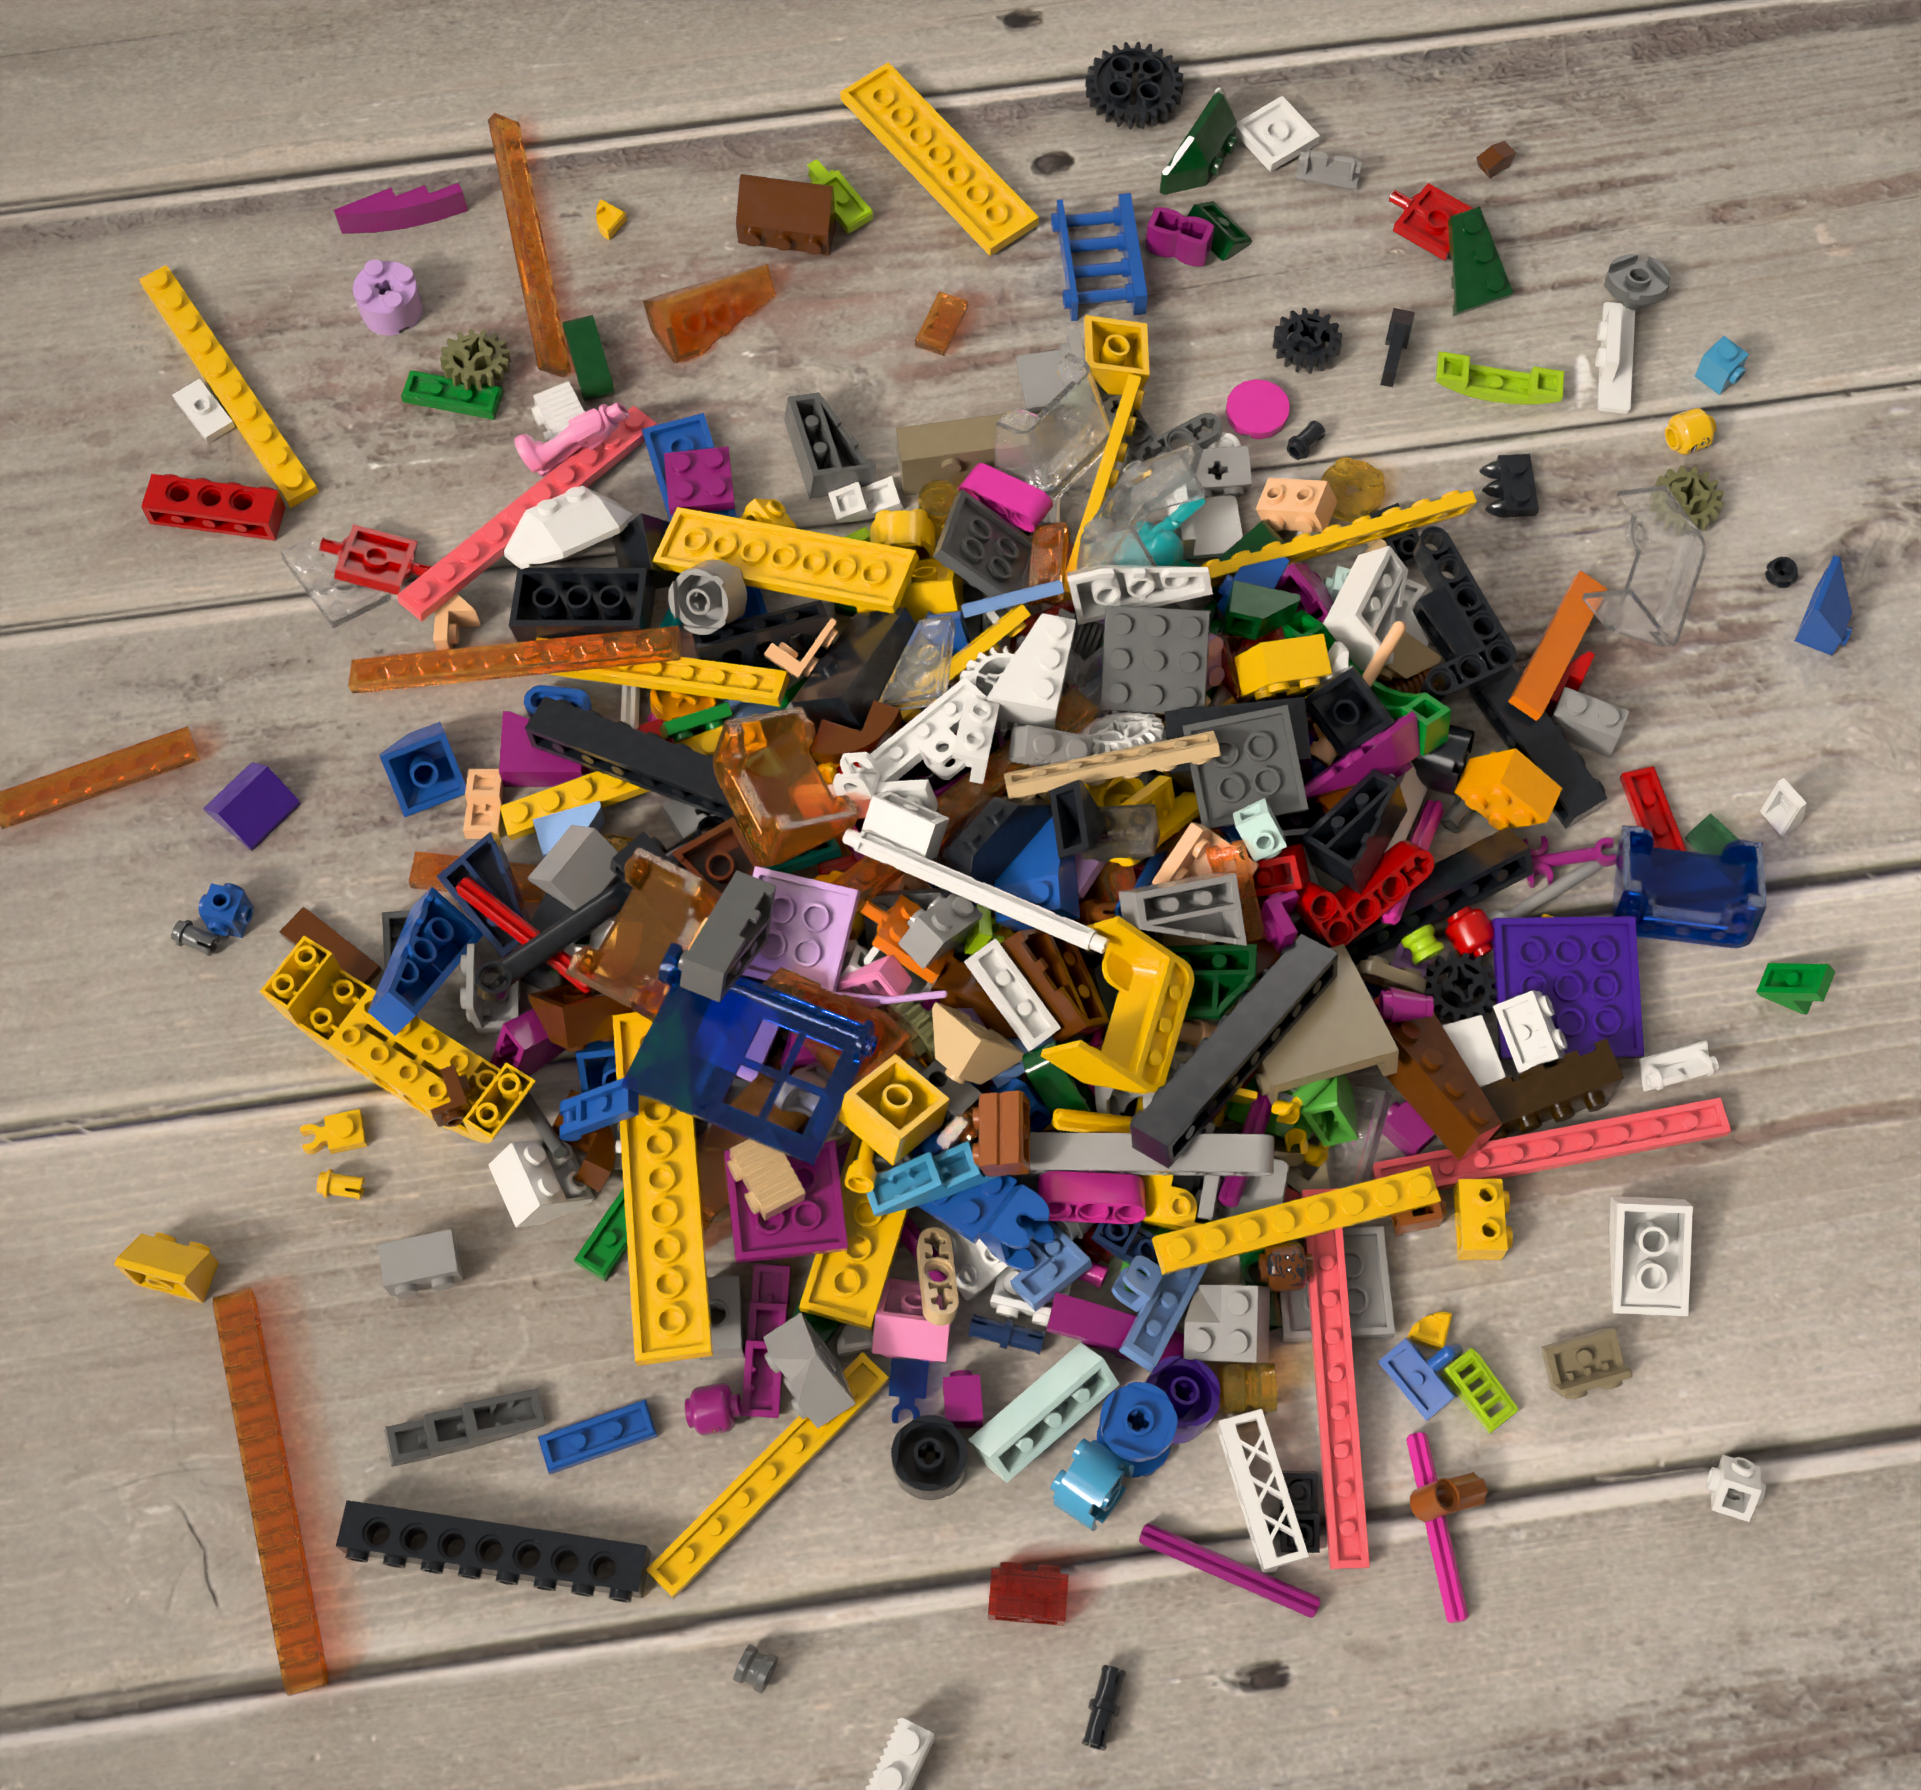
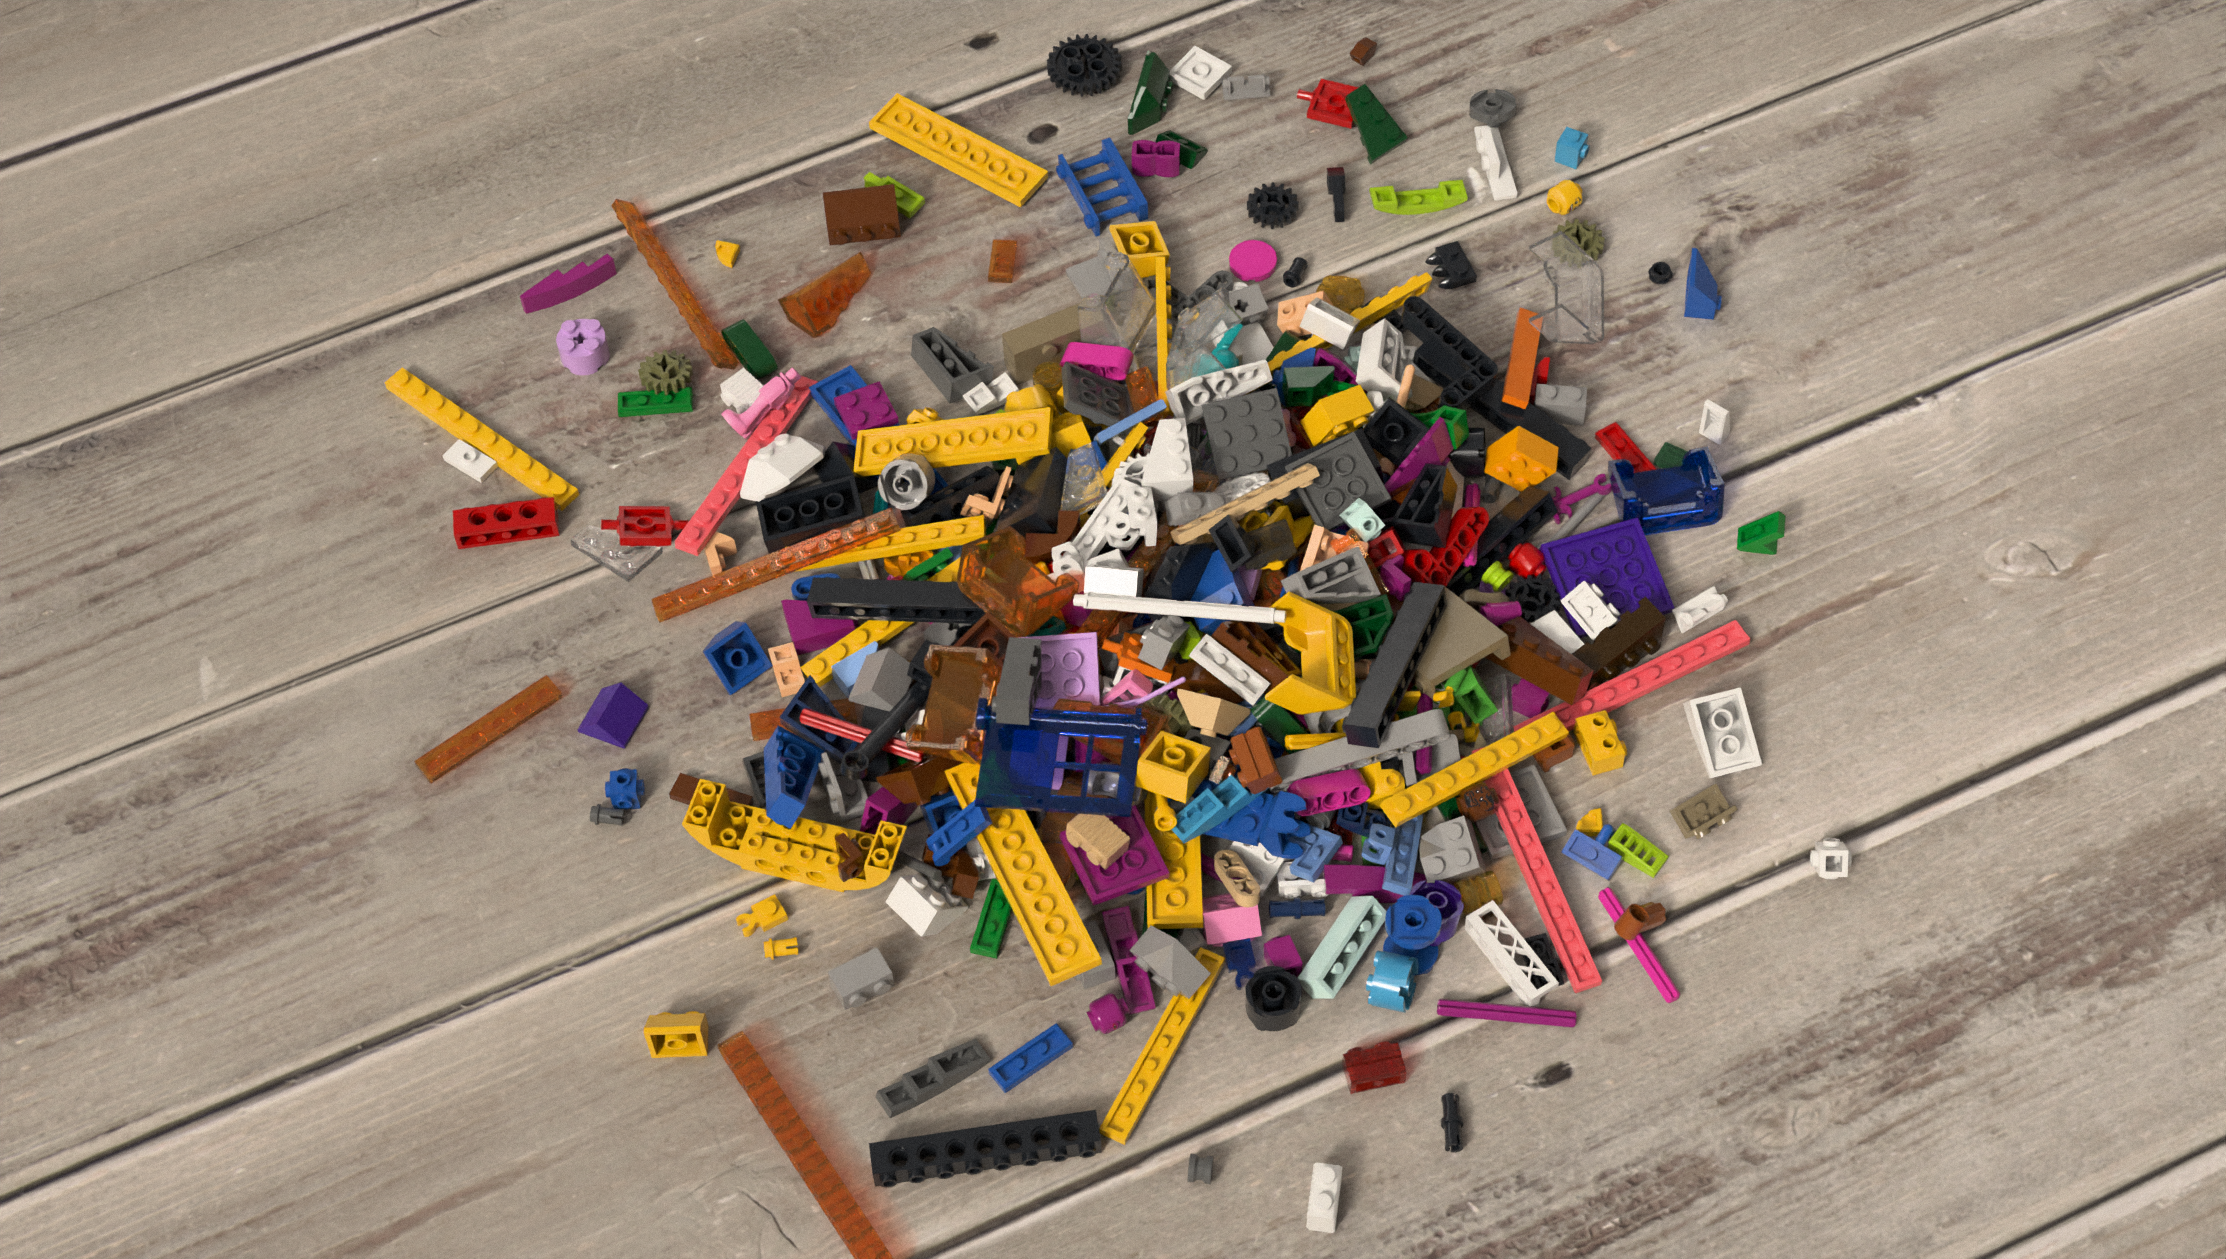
camera: 15 degrees left, 10 degrees down
(1319, 528) = (1329, 322): none -> white slope

